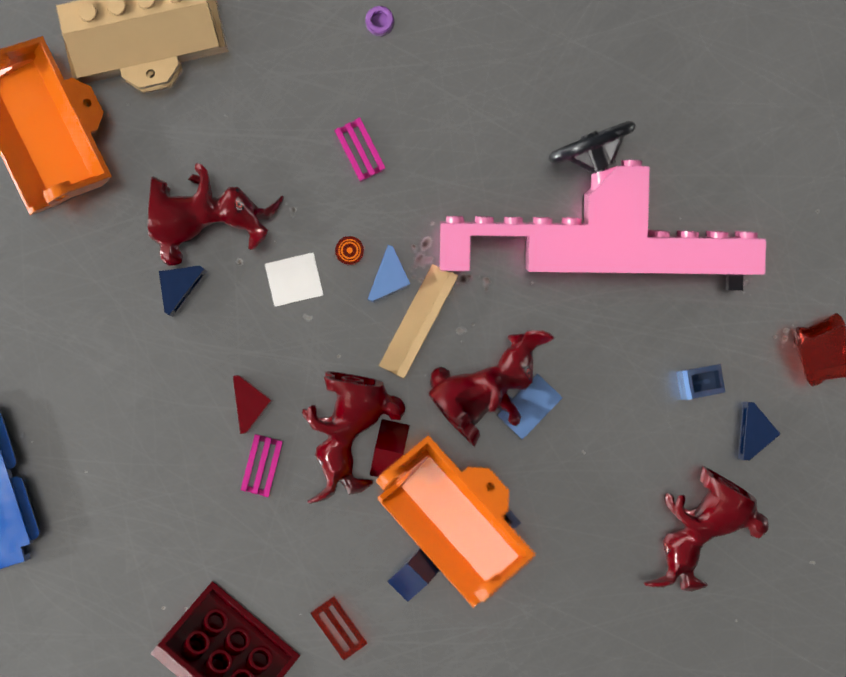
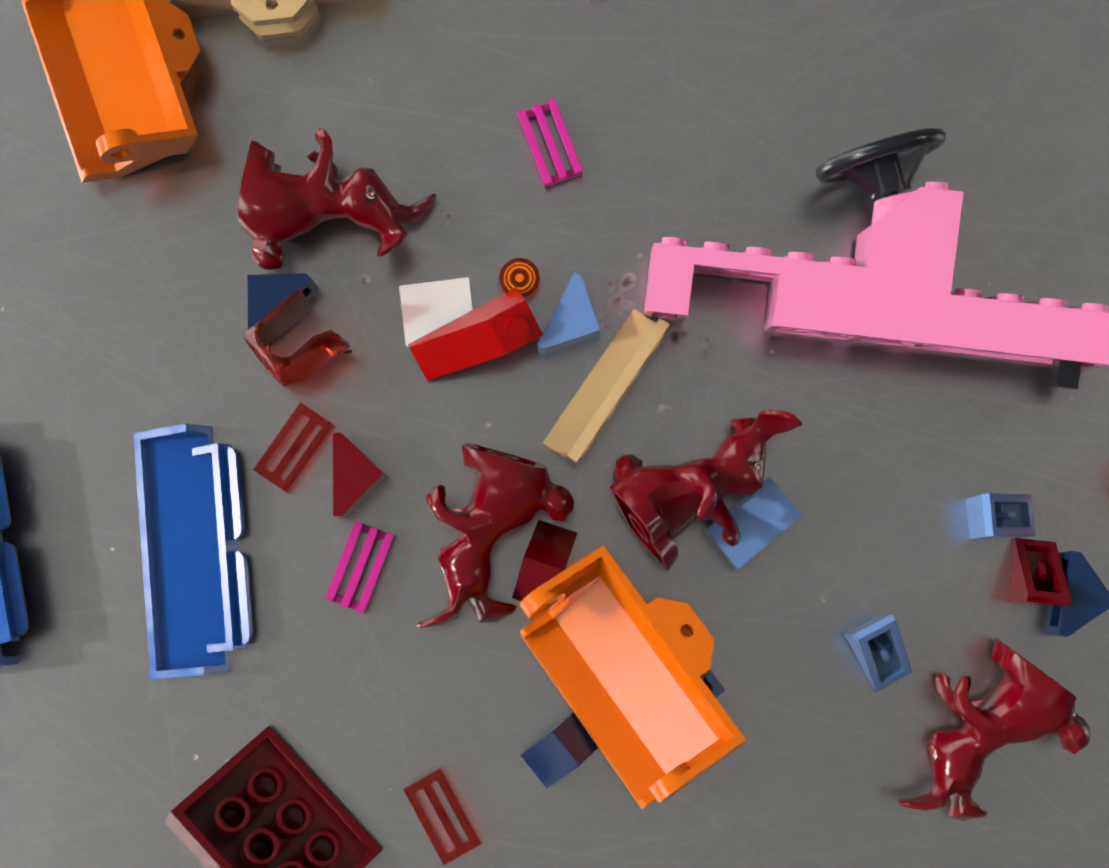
camera: 20 degrees right, 5 degrees down
(142, 467) = (191, 551): none -> blue slope
(208, 329) = (308, 358): none -> clear red piece
(216, 366) = (307, 457): none -> clear red tile
(325, 296) = (477, 336): none -> red slope
(625, 483) = (879, 650): none -> medium blue slope
(727, 418) = (1037, 574): none -> dark red slope

